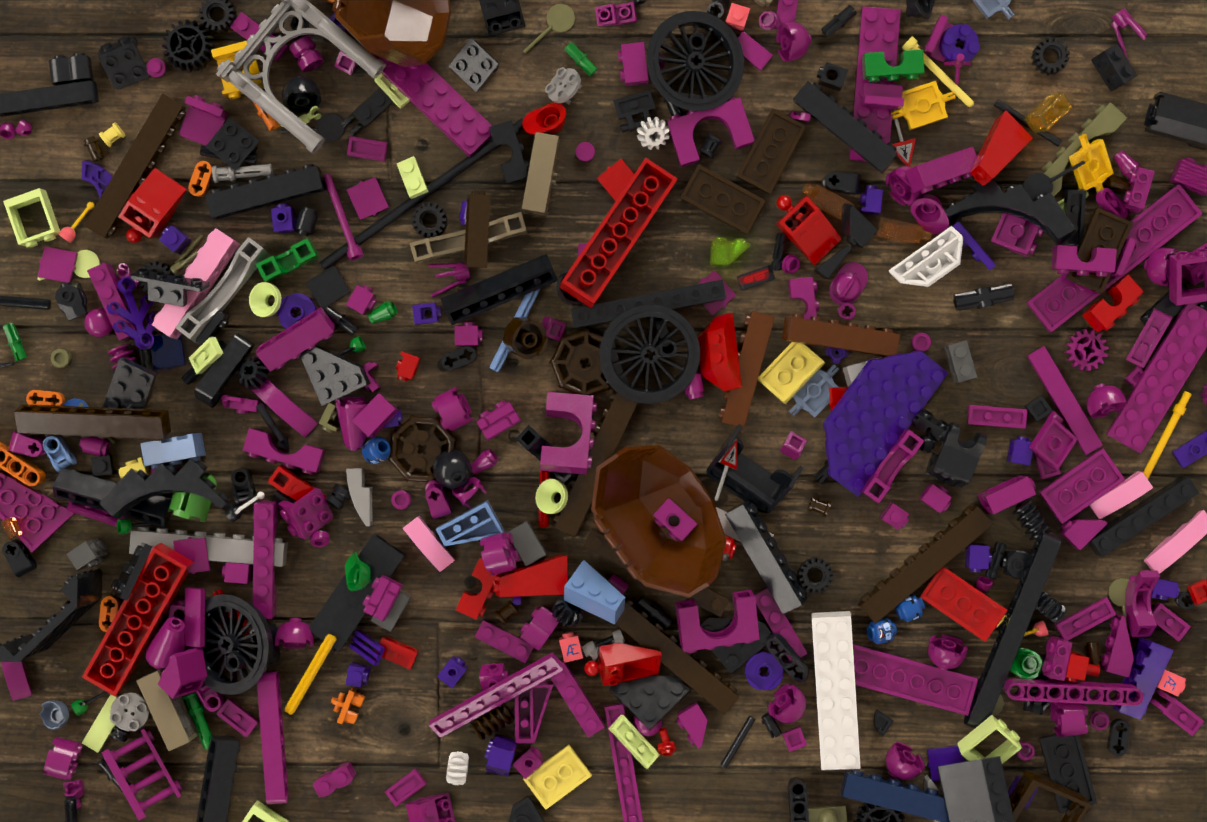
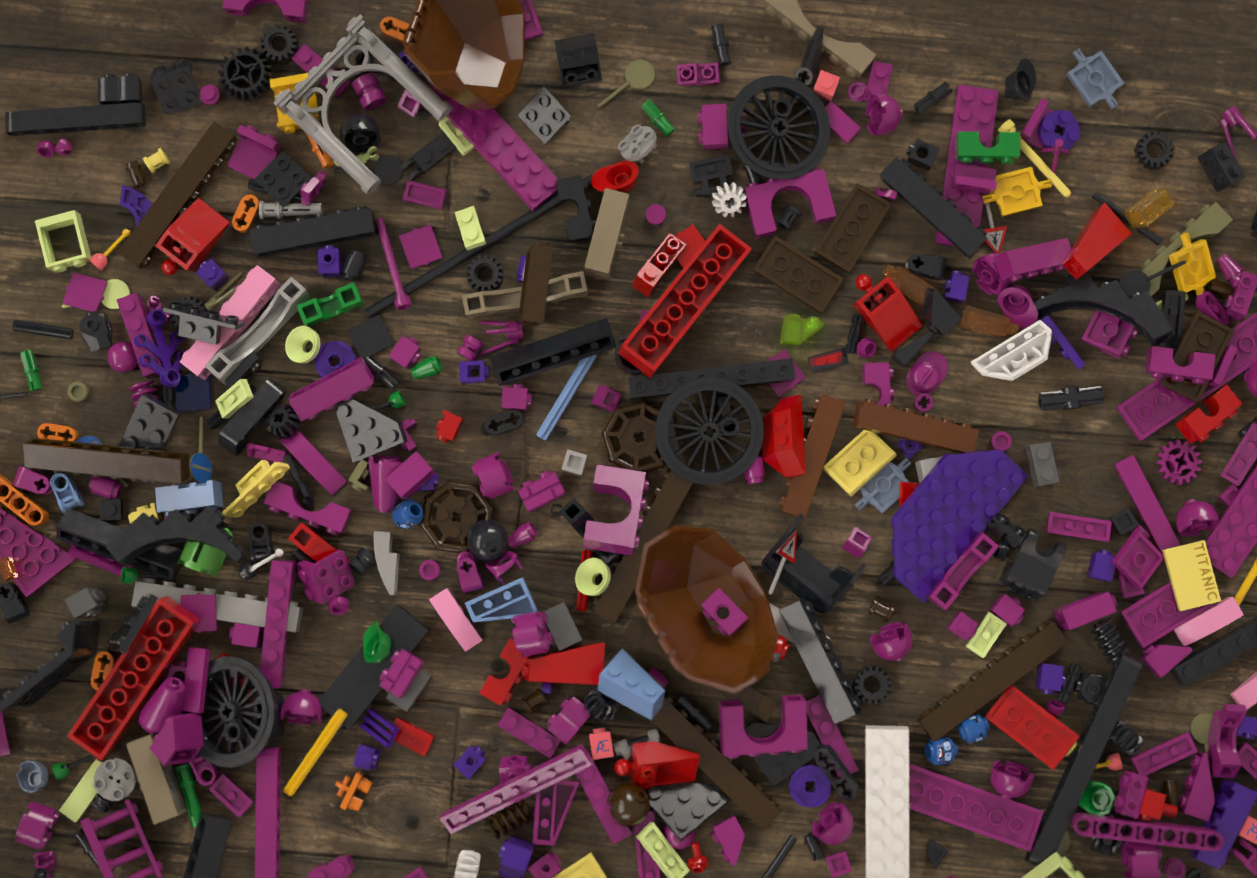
camera: 10 degrees right, 5 degrees down
(179, 418) = (199, 464): none -> blue piece
(232, 434) = (254, 484): none -> light yellow bracket
(260, 152) = (311, 189): none -> magenta plate
(423, 287) = (471, 343): none -> magenta wheel
(522, 328) = (577, 394): dark brown brick -> none
(527, 391) = (574, 463): none -> light grey brick
(591, 200) = (658, 265): none -> red slope
(599, 701) = (629, 804): none -> dark brown cylinder
(831, 535) = (892, 642): none -> magenta cylinder
(917, 522) = (986, 635): none -> yellowish green plate
(1103, 454) = (1191, 575): none -> light yellow tile

